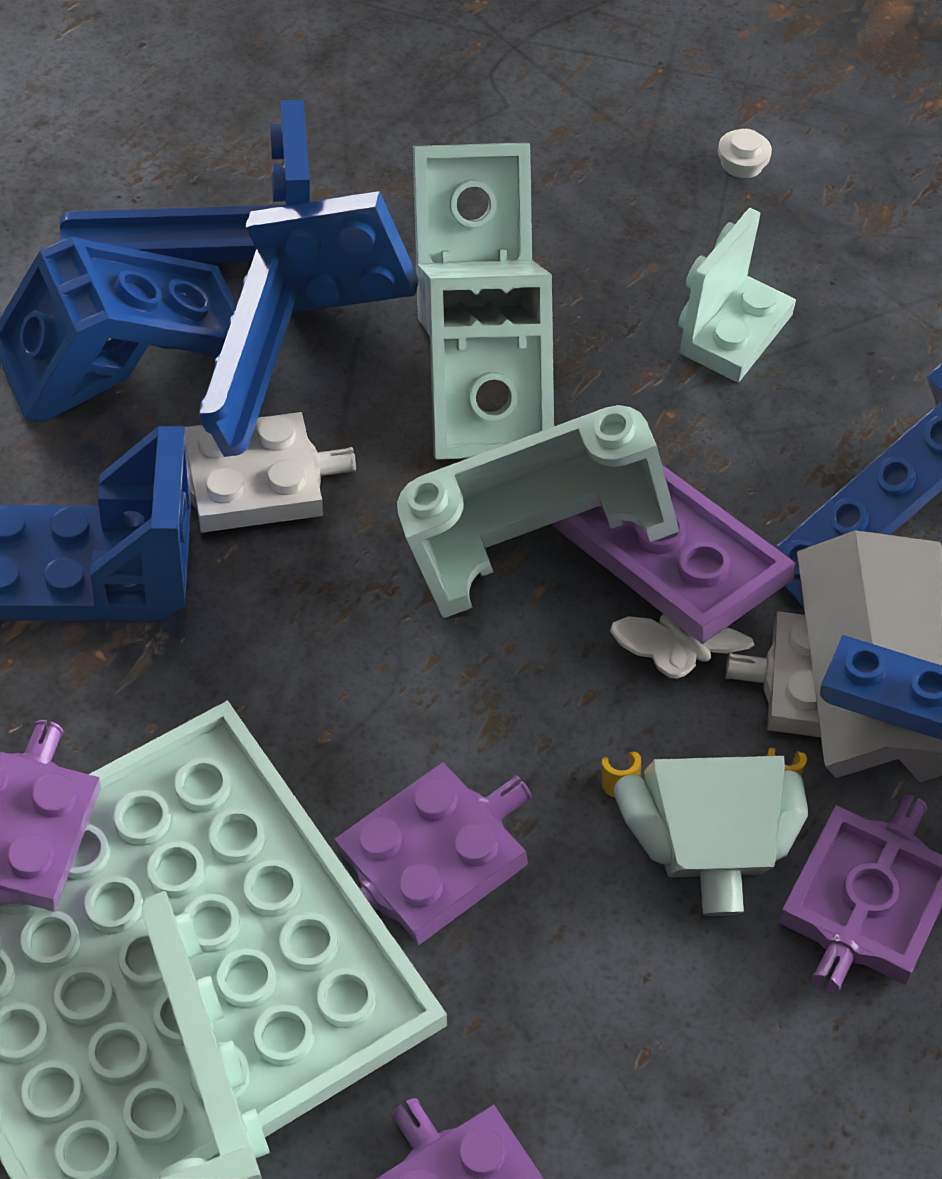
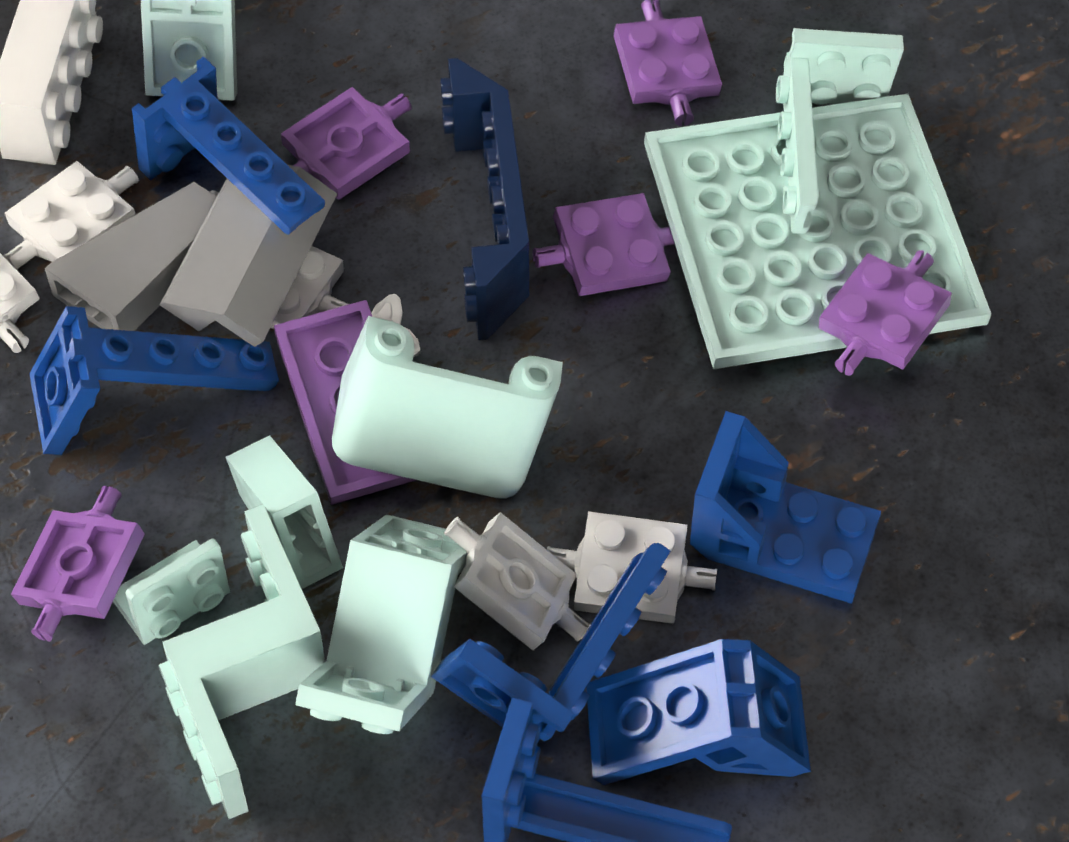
camera: 155 degrees left, 5 degrees up
(370, 383) = (516, 580): none -> white plate
(614, 241) = (241, 661): none -> light aqua bracket
(683, 403) = (270, 478): none -> light aqua slope
(700, 959) = (483, 120): none -> dark blue slope
(713, 817) = (420, 198): light aqua torso -> none
(744, 153) = (49, 774): white plate -> none
(843, 303) = (78, 564): none -> medium lavender plate

